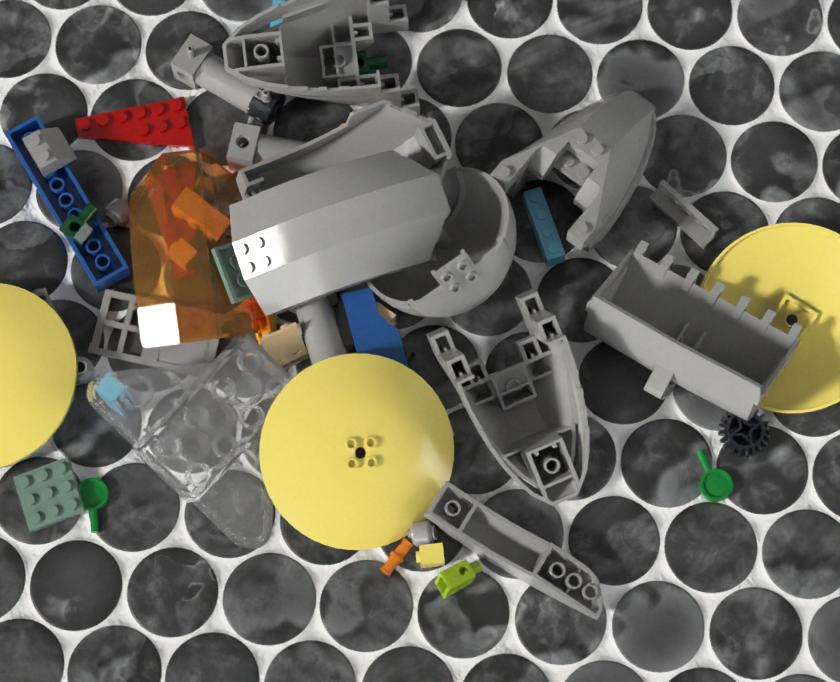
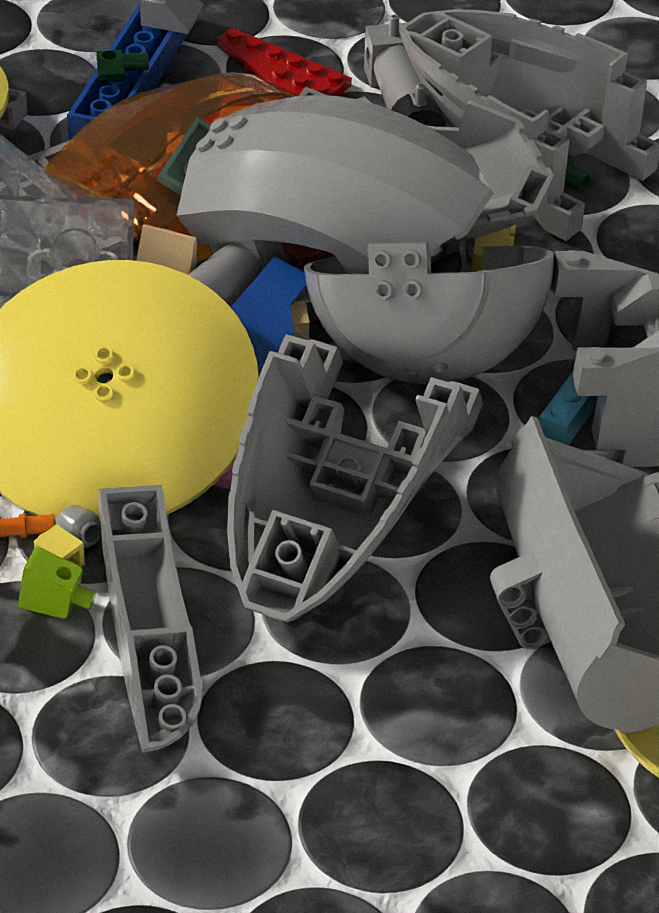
camera: 45 degrees right, 30 degrees down
(715, 483) = (468, 767): green piece -> none
(747, 439) = (570, 747): black gear -> none

